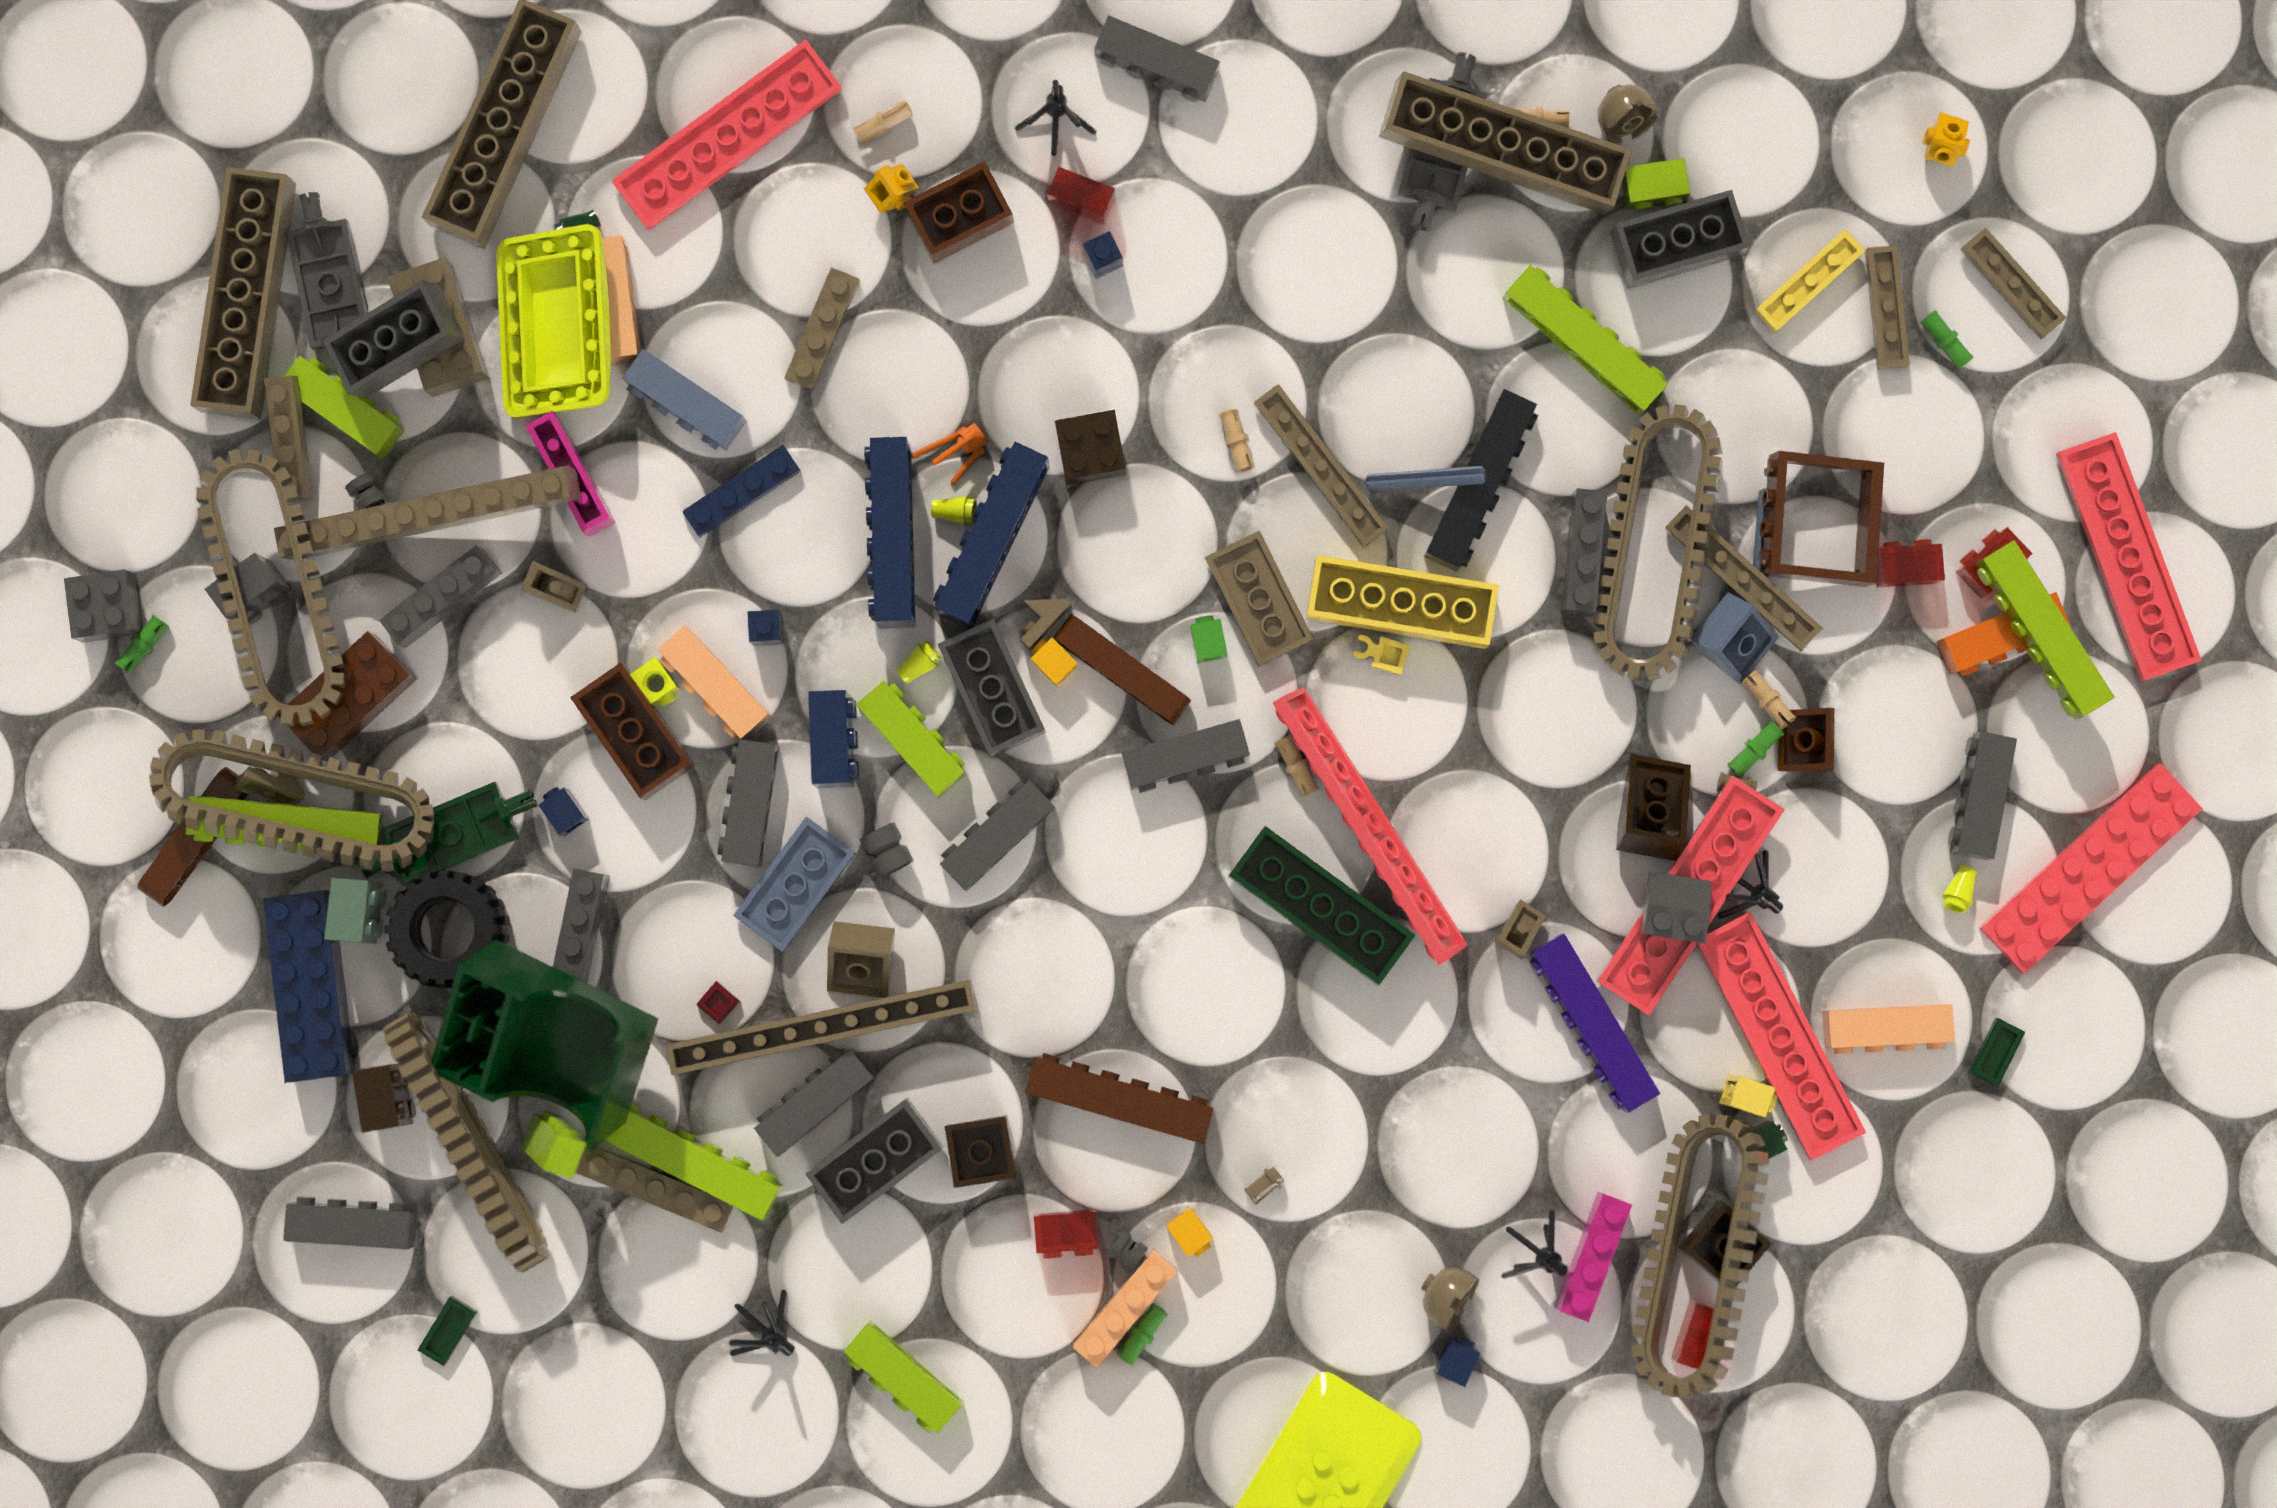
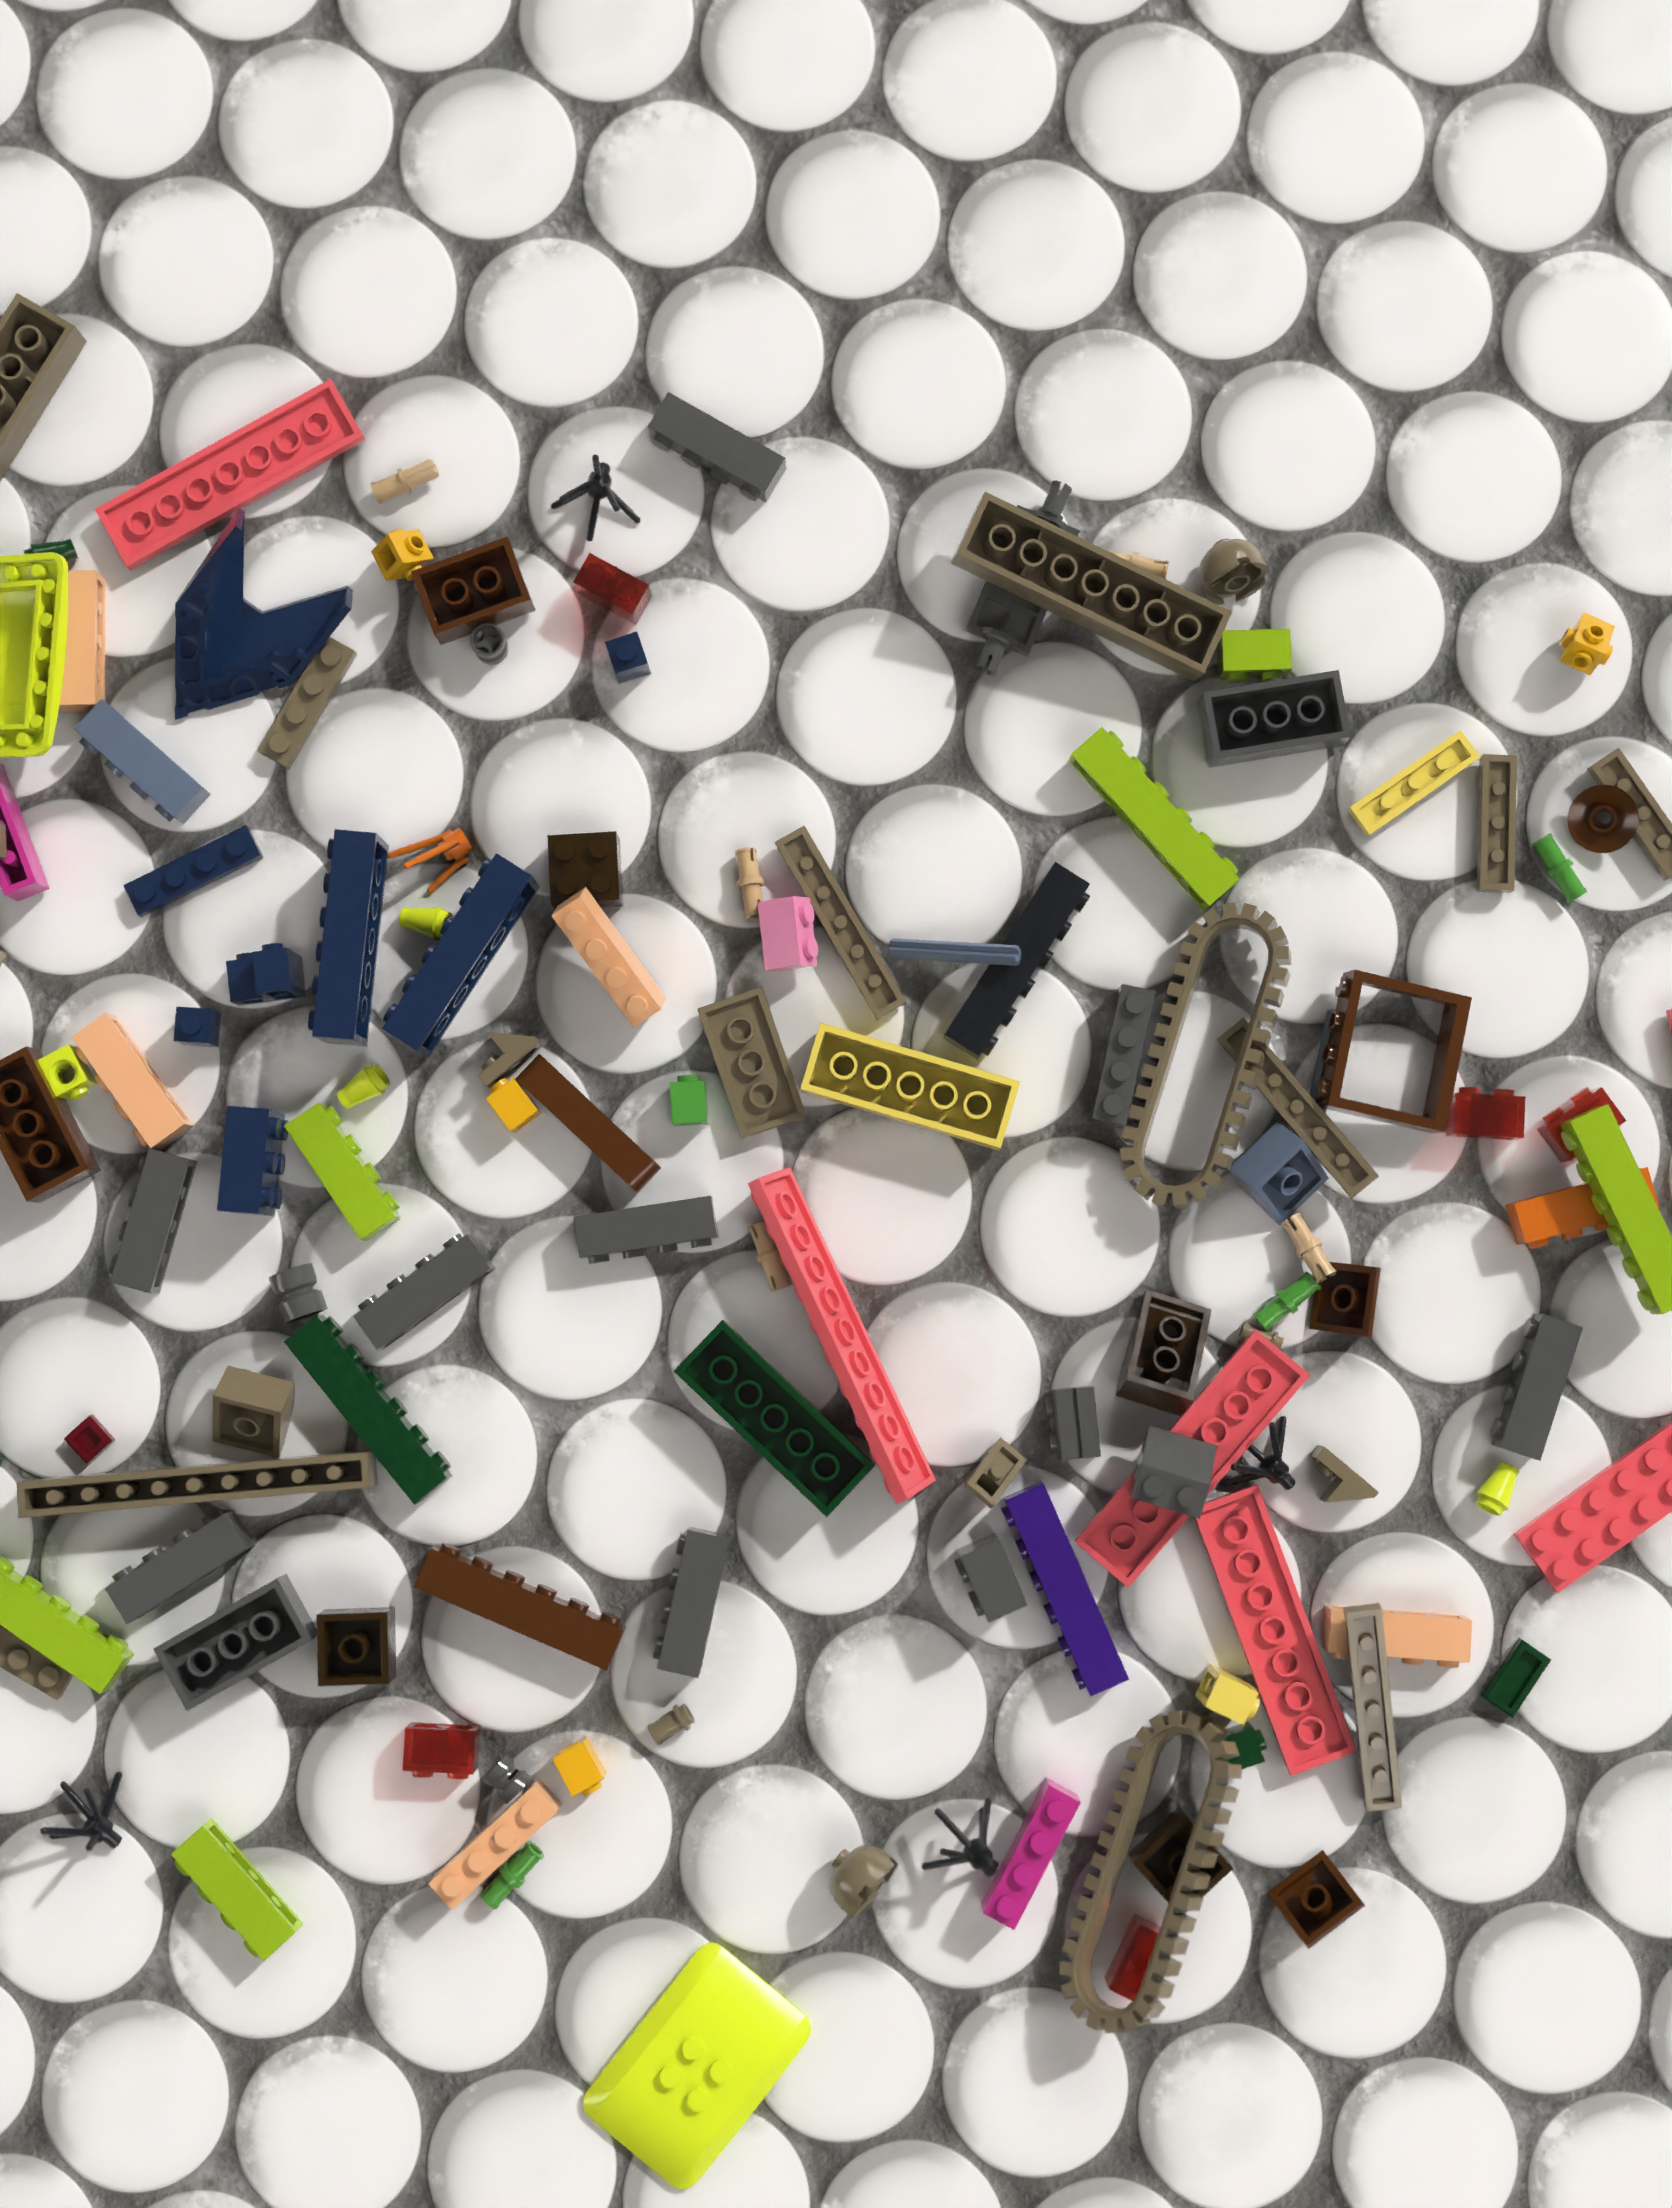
camera: 10 degrees right, 0 degrees up
(755, 289) = (232, 647): none -> dark blue windscreen
(794, 884) = (191, 1318): sand blue plate -> none
(820, 577) = (265, 976): none -> dark blue brick
(961, 943) = (369, 1408): none -> dark green brick
(977, 252) = (486, 637): none -> dark grey wheel
(991, 688) = (438, 1126): dark grey brick -> none
(1123, 520) = (609, 957): none -> light nougat brick
(1270, 1076) = (693, 1601): none -> dark grey brick
(1276, 481) = (787, 933): none -> bright pink brick
(1387, 655) = (886, 1144): light yellow plate -> none
(1457, 1360) = (862, 1951): dark blue brick -> none
(1528, 1021) = (992, 1578): none -> dark grey brick
(1582, 878) = (1074, 1423): none -> dark grey brick
(1829, 899) = (1347, 1484): none -> dark tan slope
(1846, 1264) = (1316, 1899): none -> reddish brown slope
(1875, 1090) = (1372, 1707): none -> dark tan plate
(1968, 303) = (1603, 836): none -> reddish brown dish

